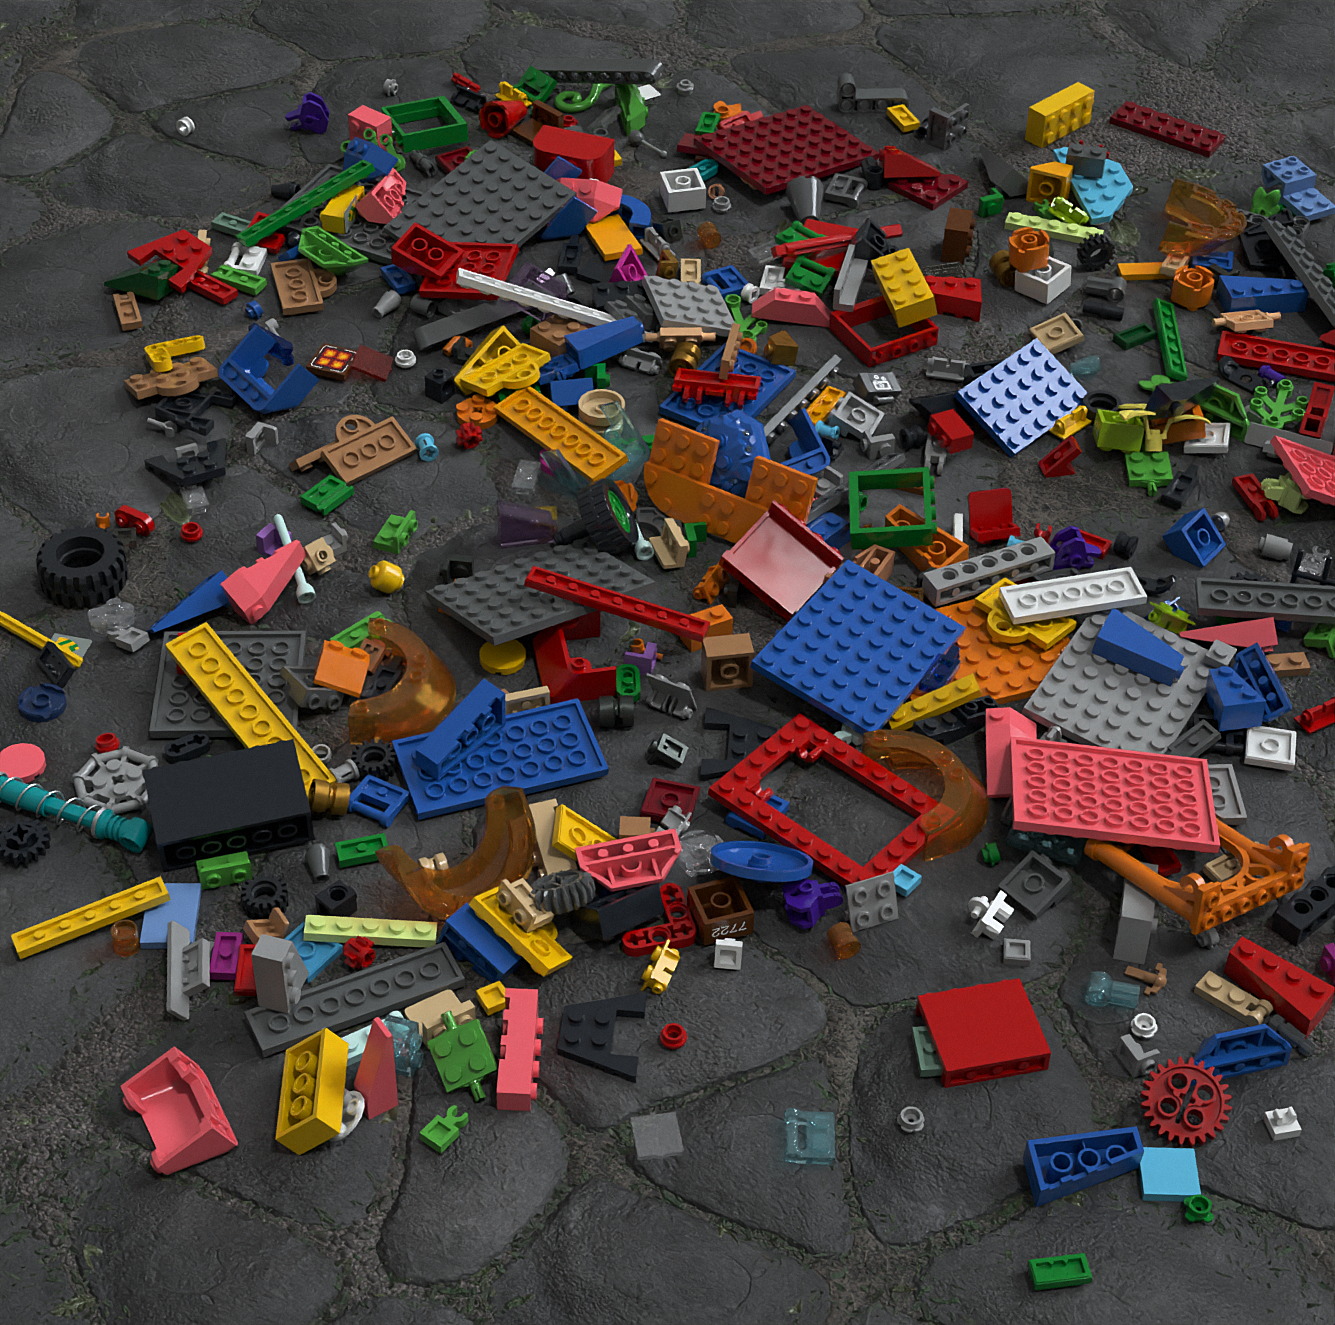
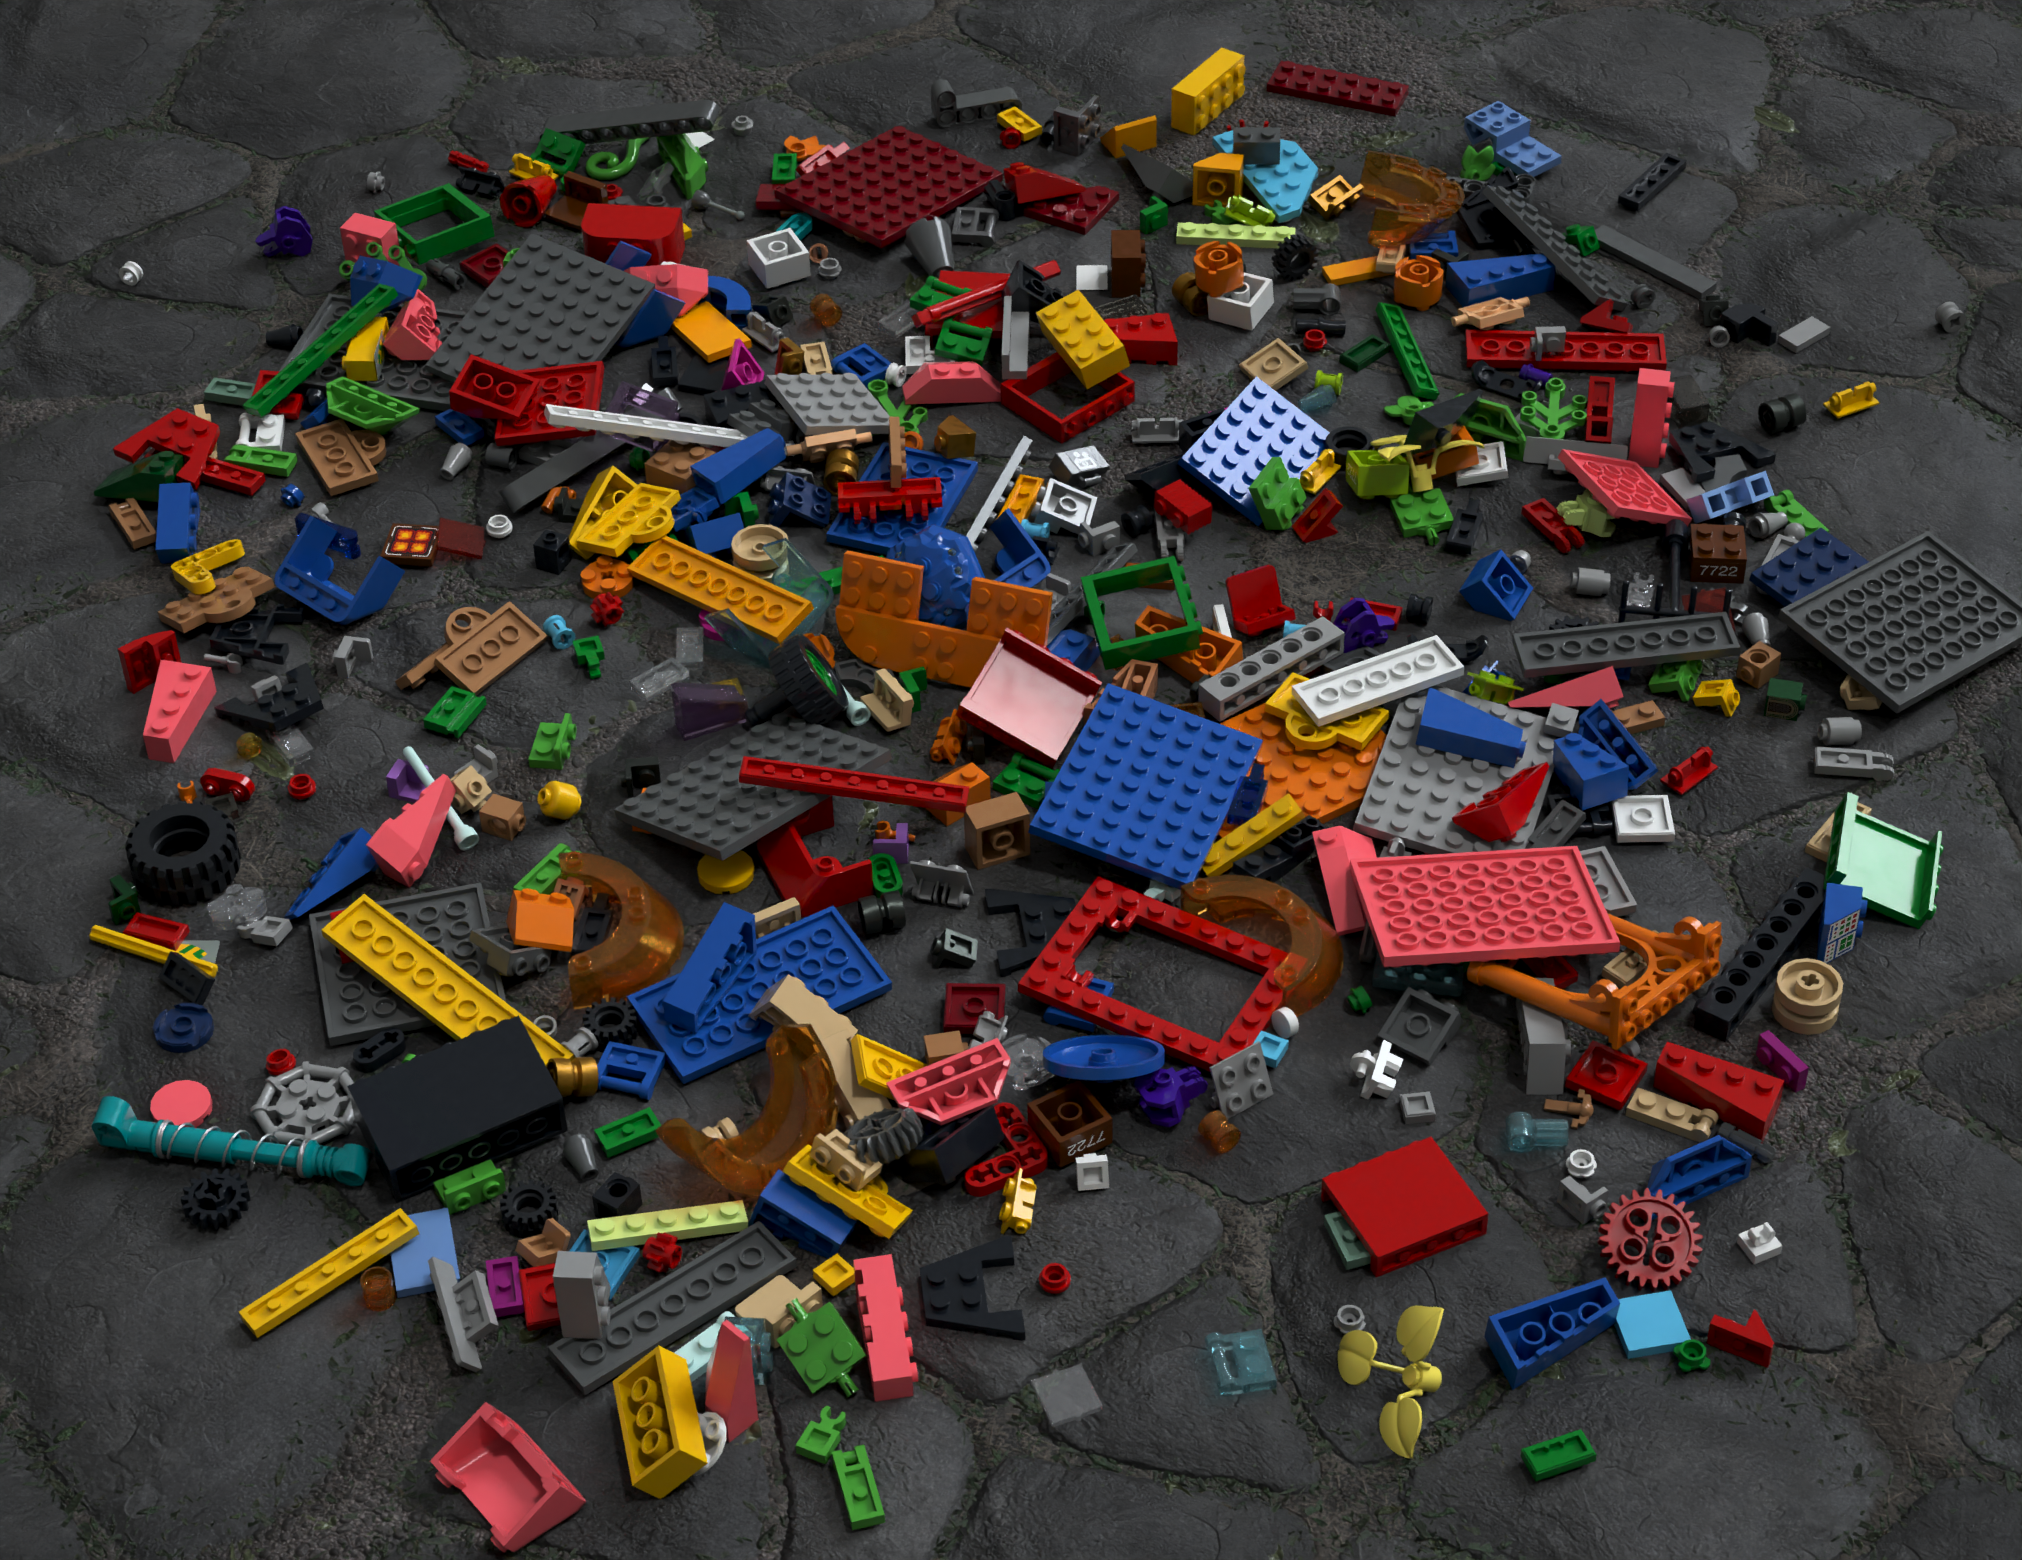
camera: 10 degrees left, 0 degrees up
(27, 599) = (125, 900): none -> dark green bracket
(46, 624) = (157, 930): none -> red tile
(104, 415) = (143, 656): none -> red slope
(113, 455) = (176, 708): none -> coral wedge
(158, 314) = (177, 522): none -> blue wedge
(161, 493) = (249, 745): none -> clear yellow plate
(338, 582) = (502, 817): none -> medium nougat brick
(445, 466) = (591, 652): none -> green plate
(461, 1179) = (858, 1487): none -> bright green plate
(487, 498) = (659, 679): none -> clear plate
(520, 771) = (794, 1004): none -> tan wedge
(646, 376) = (800, 498): none -> dark blue bracket
(759, 629) = (1028, 787): none -> green plate
(893, 131) = (1013, 142): none -> red plate
(923, 860) = (1285, 1022): none -> white tile
(929, 243) = (1091, 277): none -> white sticker
(956, 1143) = (1416, 1331): none -> light yellow plant
(994, 139) = (1136, 134): none -> light orange slope
(1030, 435) = (1277, 495): none -> bright green plate
(1095, 319) = (1314, 340): none -> red plate
(1104, 354) = (1334, 380): none -> lime bush
(1141, 211) = (1334, 197): none -> pearl gold bracket
(1153, 717) = (1504, 808): none -> red wedge
(1185, 955) = (1606, 1075): none -> red plate
(1251, 1206) = (1747, 1341): none -> red slope
(1287, 349) = (1547, 340): none -> light grey bracket

